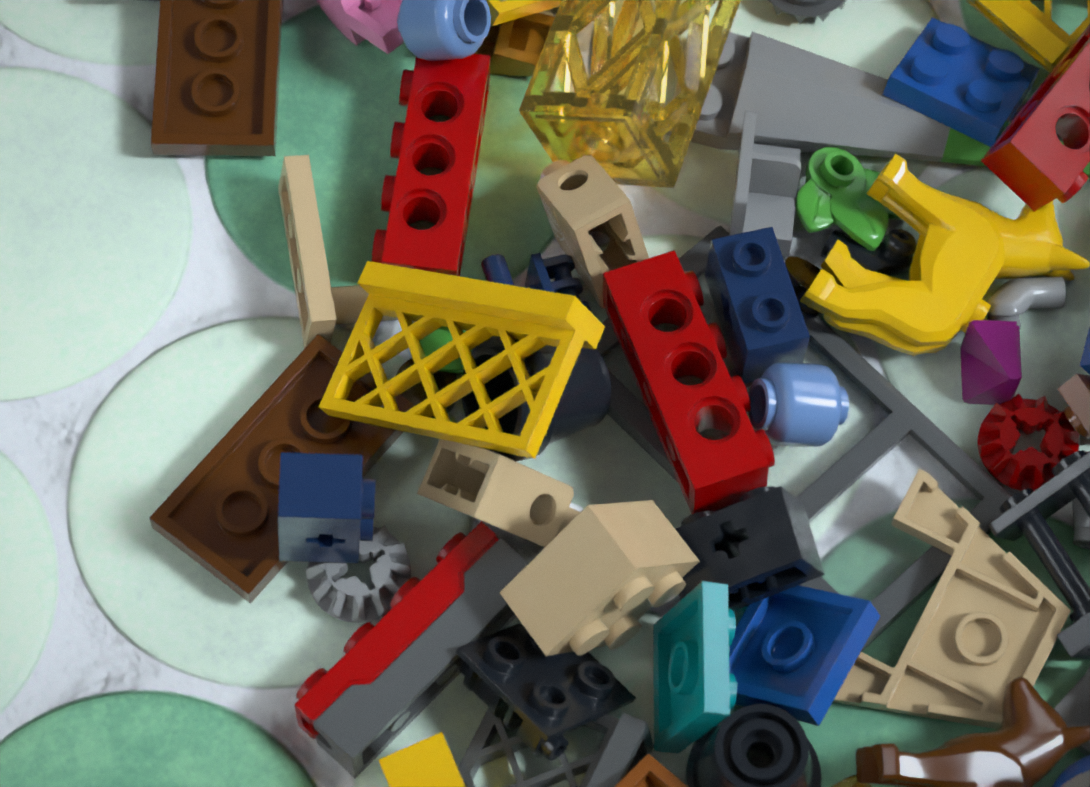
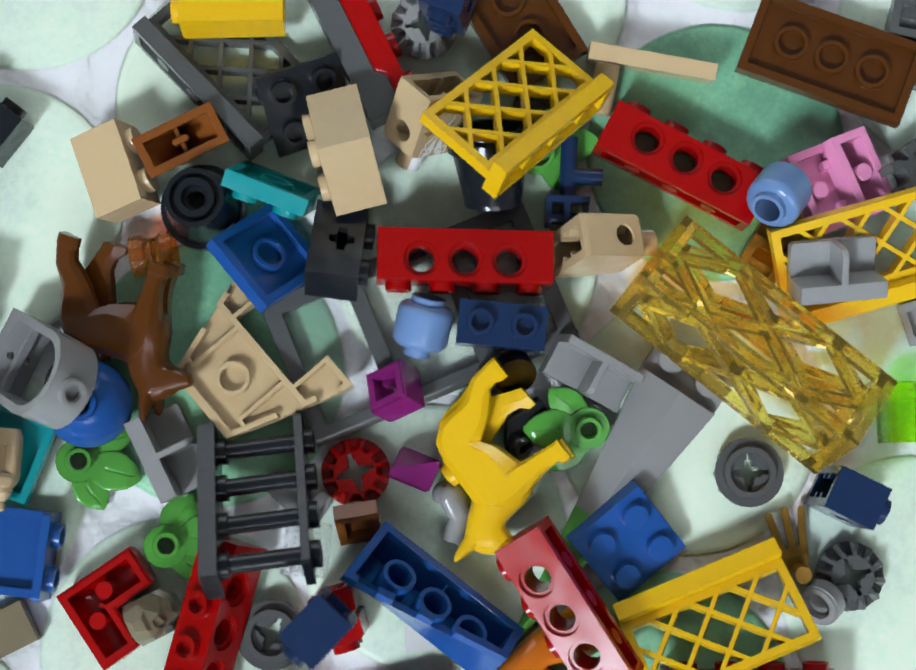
camera: 110 degrees right, 20 degrees up
(900, 417) = (395, 390): none -> magenta slope

